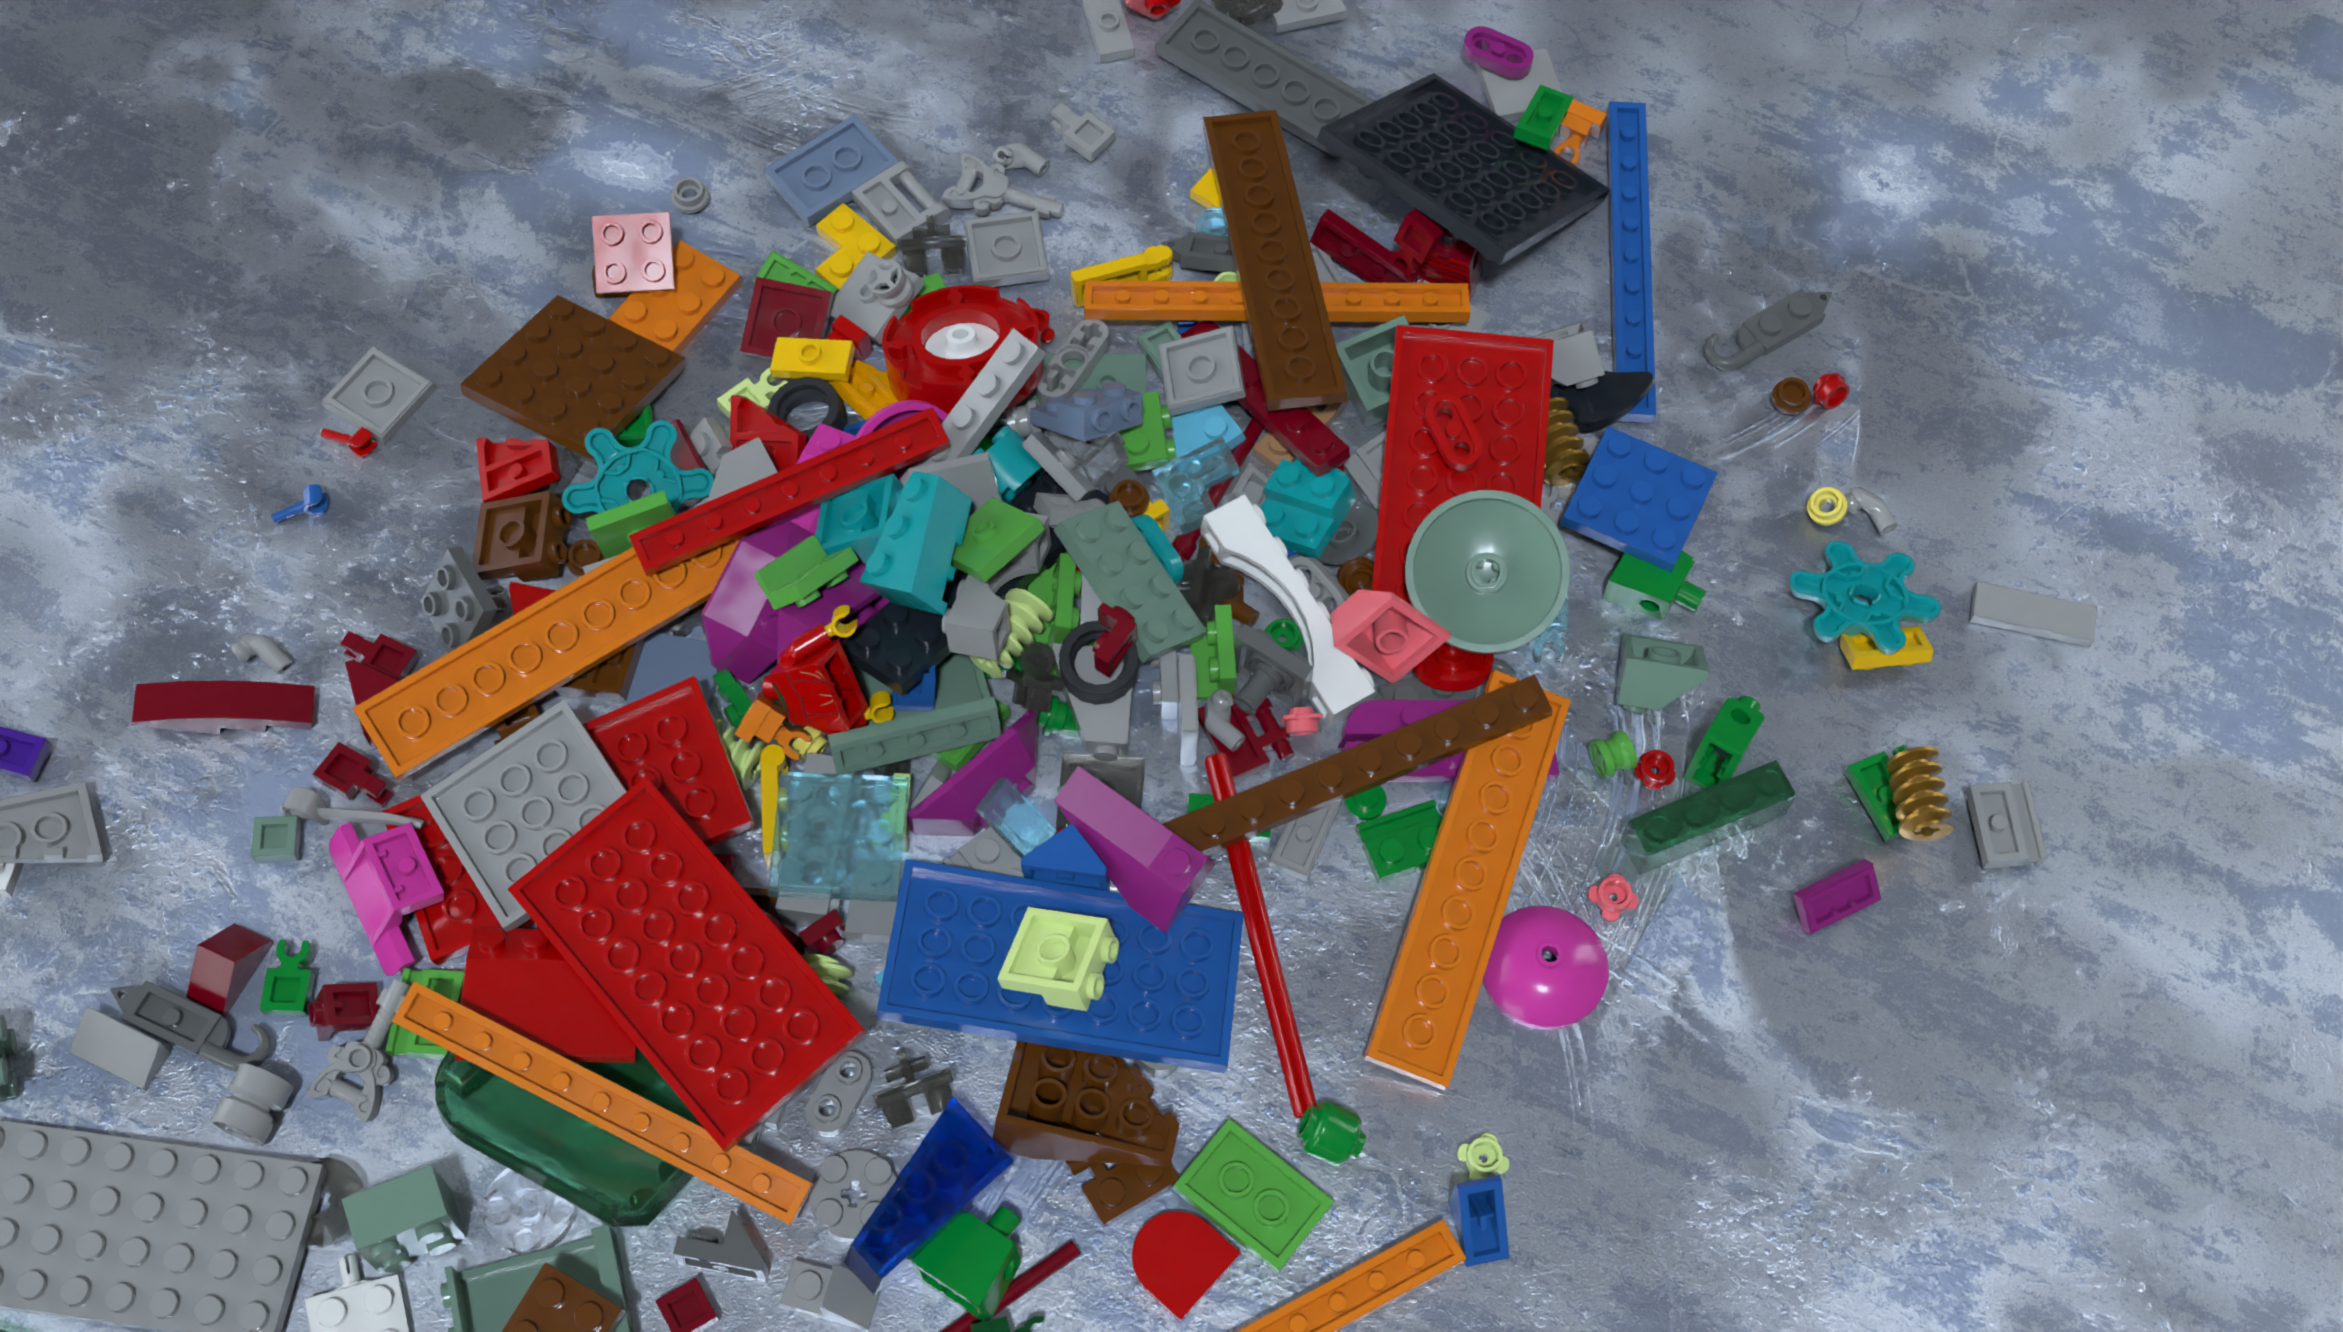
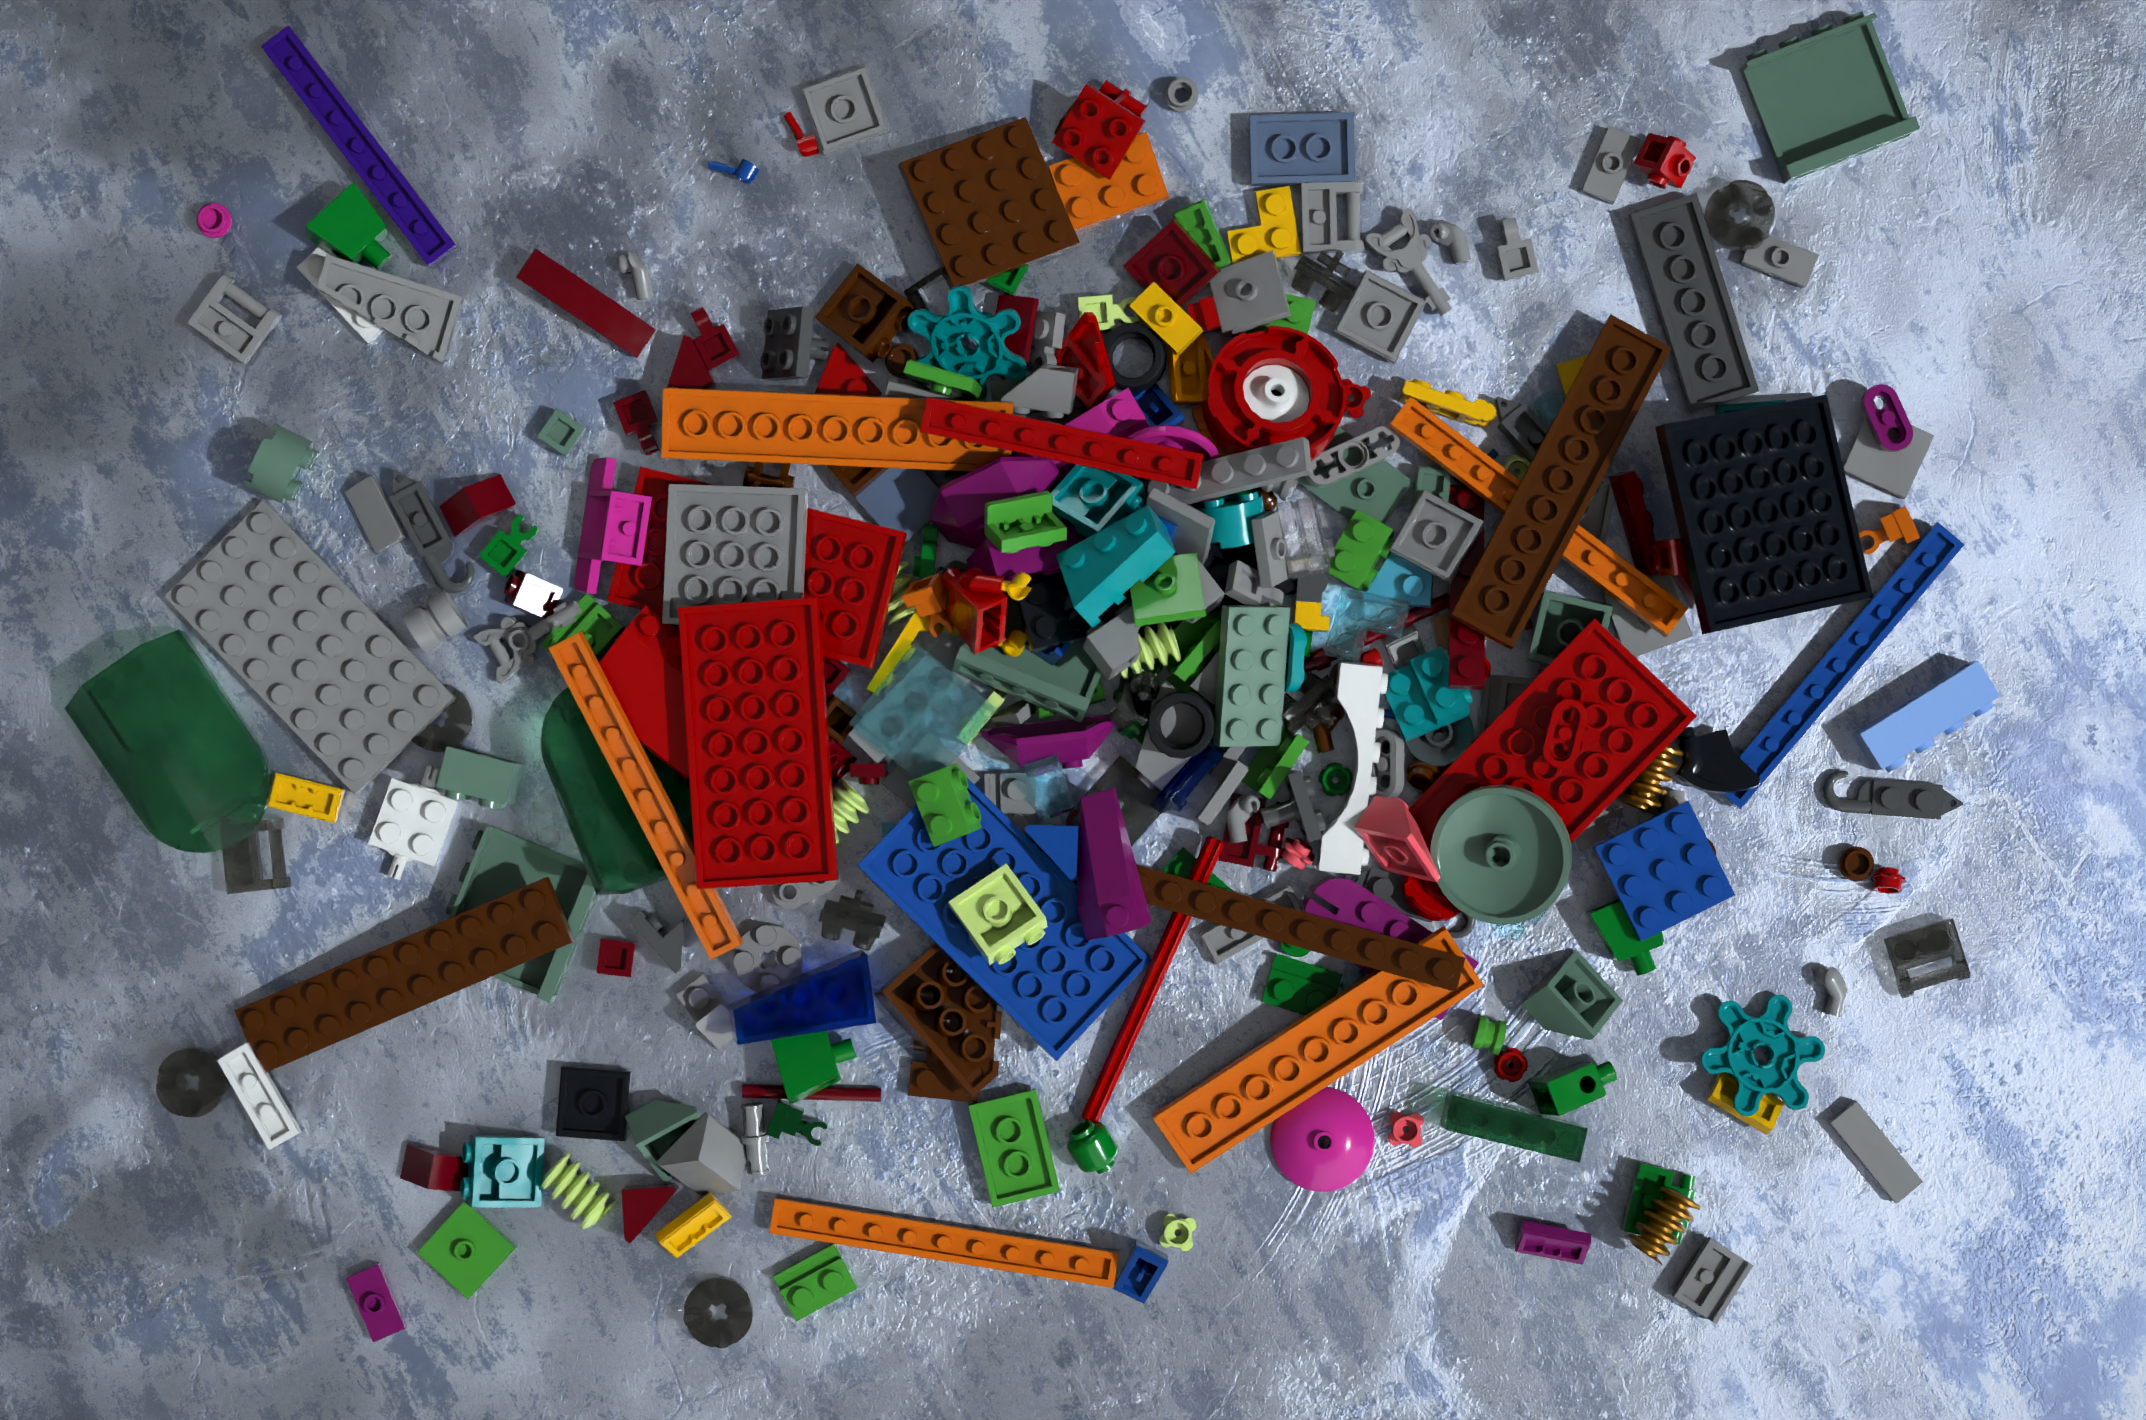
camera: 40 degrees right, 25 degrees up
(310, 805) = (599, 430): light grey sword -> none
(515, 467) = (898, 251): red wing -> none
(890, 274) = (1254, 299): light grey wheel -> none
(922, 893) = (946, 804): none -> bright green bracket
(1090, 412) = (1323, 520): sand blue plate -> none
(1113, 645) = (1192, 731): dark red bracket -> none
(1132, 497) = (1304, 604): reddish brown plate -> none
(1144, 727) = (1183, 783): none -> clear blue plate
(1180, 1260) = (939, 1152): red tile -> none
(1543, 117) = (1871, 503): green plate -> none
(1574, 355) = (1719, 712): light grey slope -> none
(1737, 246) = (1926, 716): none -> light blue brick
(1824, 496) = (1792, 962): light yellow plate -> none
(1910, 418) = (1922, 947): none -> clear smoke plate

